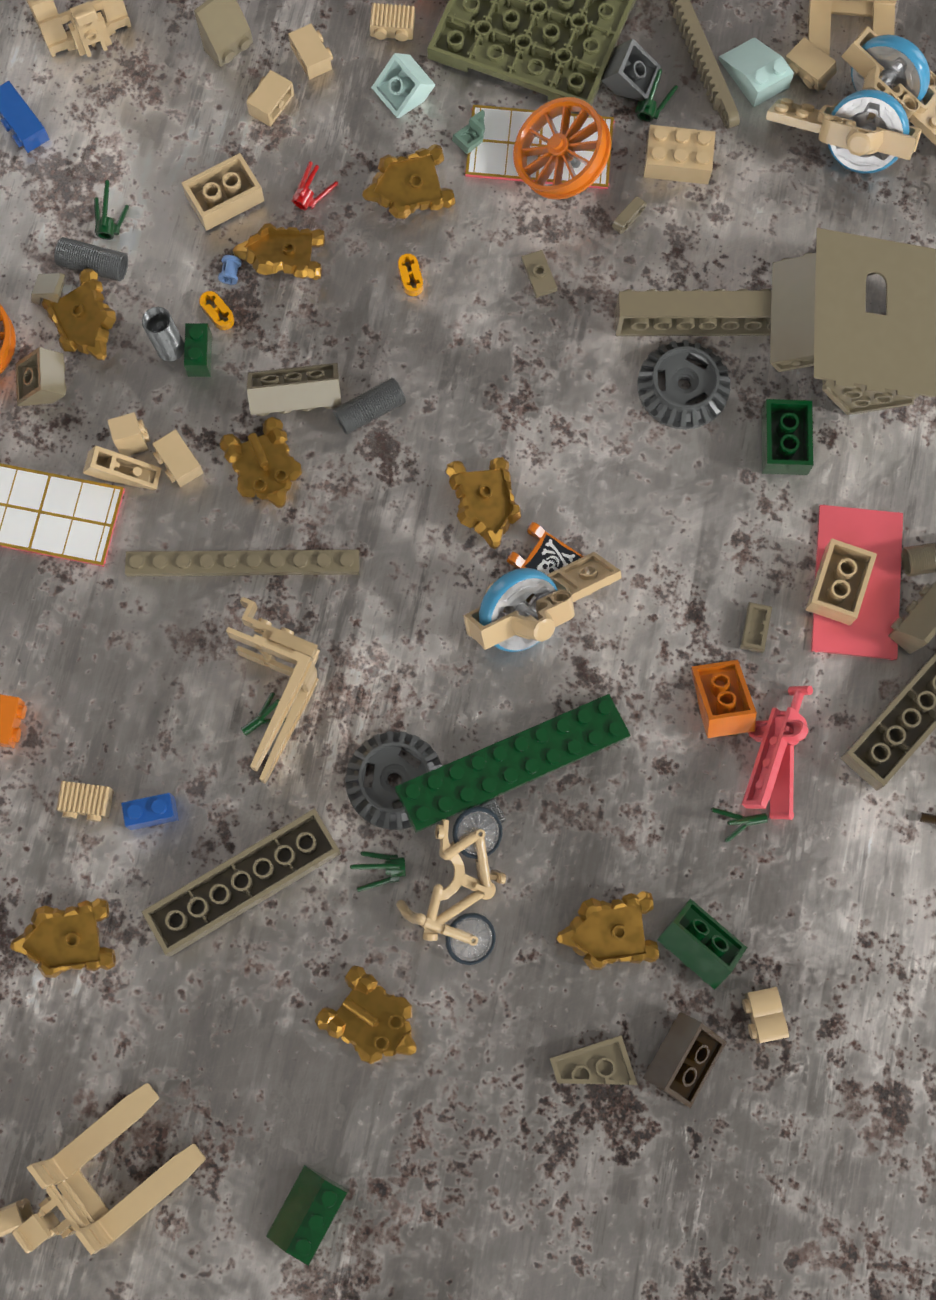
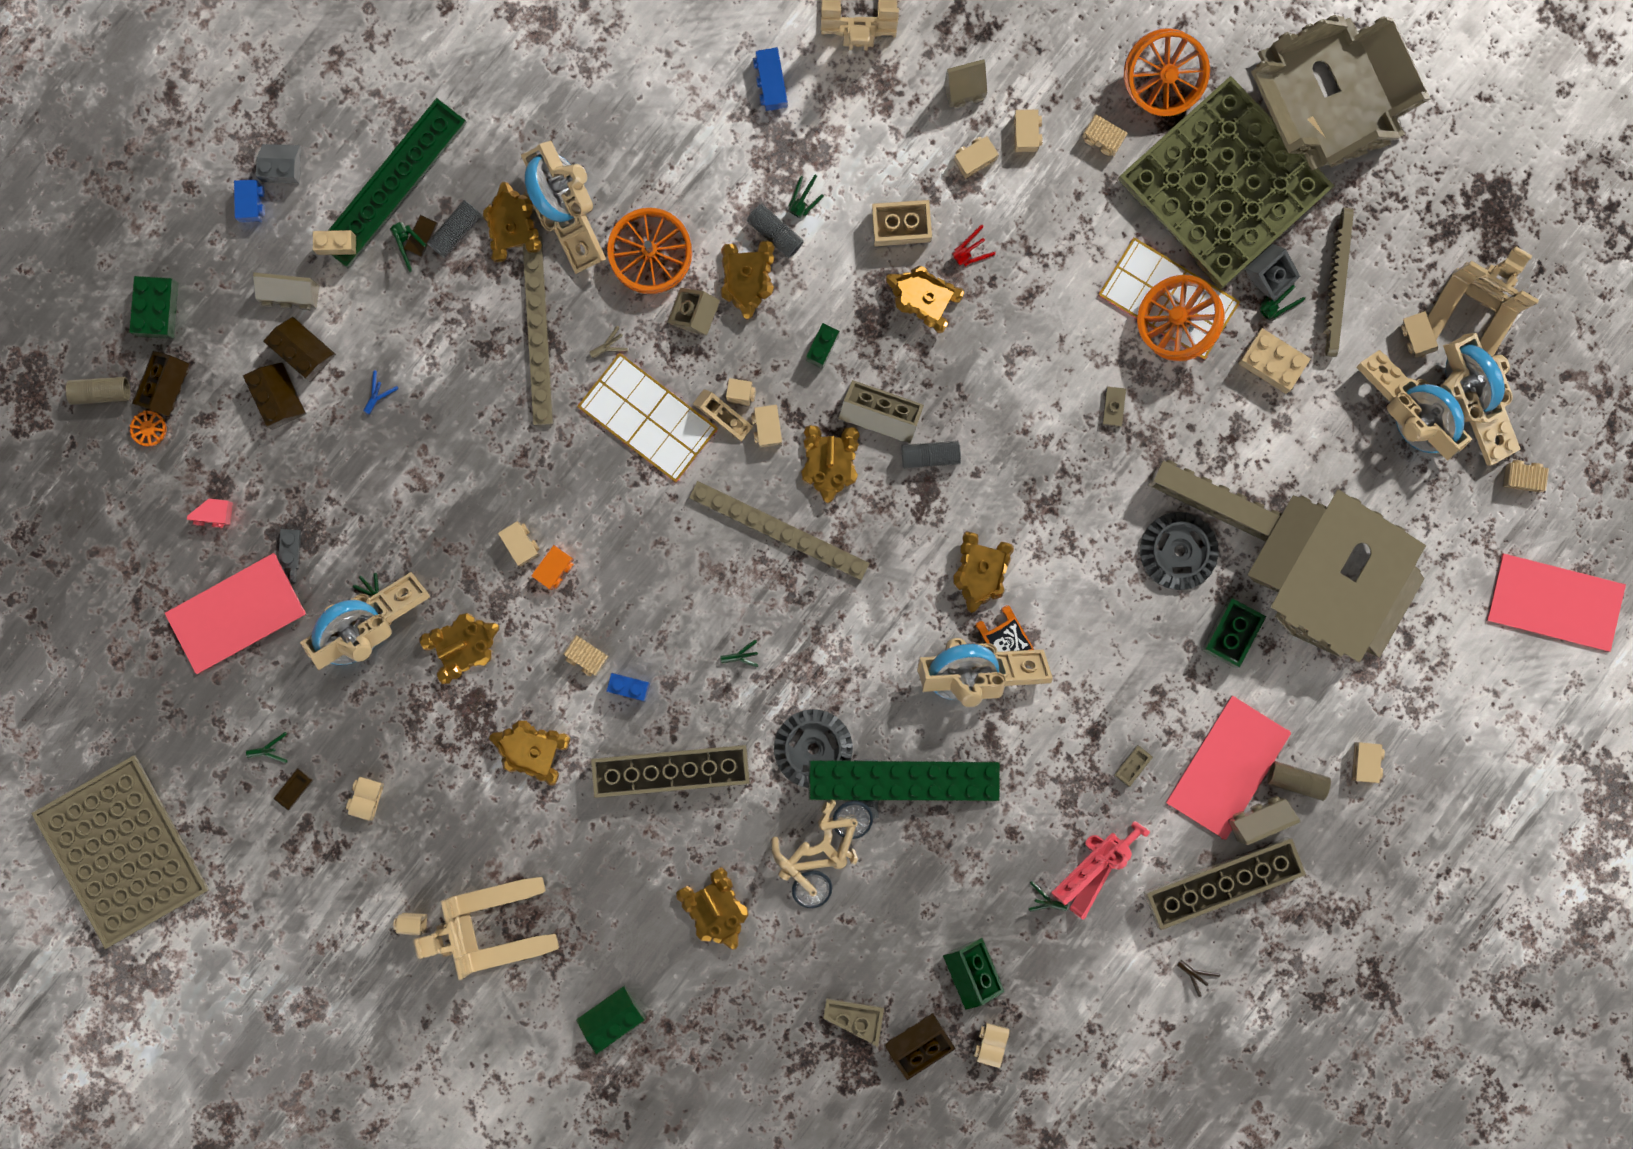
camera: 25 degrees right, 10 degrees up
(48, 287) = (731, 241): dark tan slope -> none
(163, 333) = (801, 315): dark grey piece -> none
(220, 307) = (856, 317): light orange beam -> none
(229, 269) = (877, 289): medium blue bush -> none
(299, 689) = (782, 618): tan piece -> none
(393, 866) = (782, 811): dark green plant -> none
(402, 84) = (1086, 195): light aqua slope -> none
(410, 183) = (1050, 285): pearl gold shield -> none
(415, 273) = (1018, 361): light orange beam -> none
(472, 134) = (1119, 264): sand green slope -> none
(611, 931) = (913, 934): pearl gold shield -> none
(629, 215) = (1208, 392): dark tan beam -> none
(724, 699) = (1081, 807): orange slope -> none
(757, 70) = (1375, 315): light aqua slope -> none
(841, 582) = (1213, 764): tan brick -> none

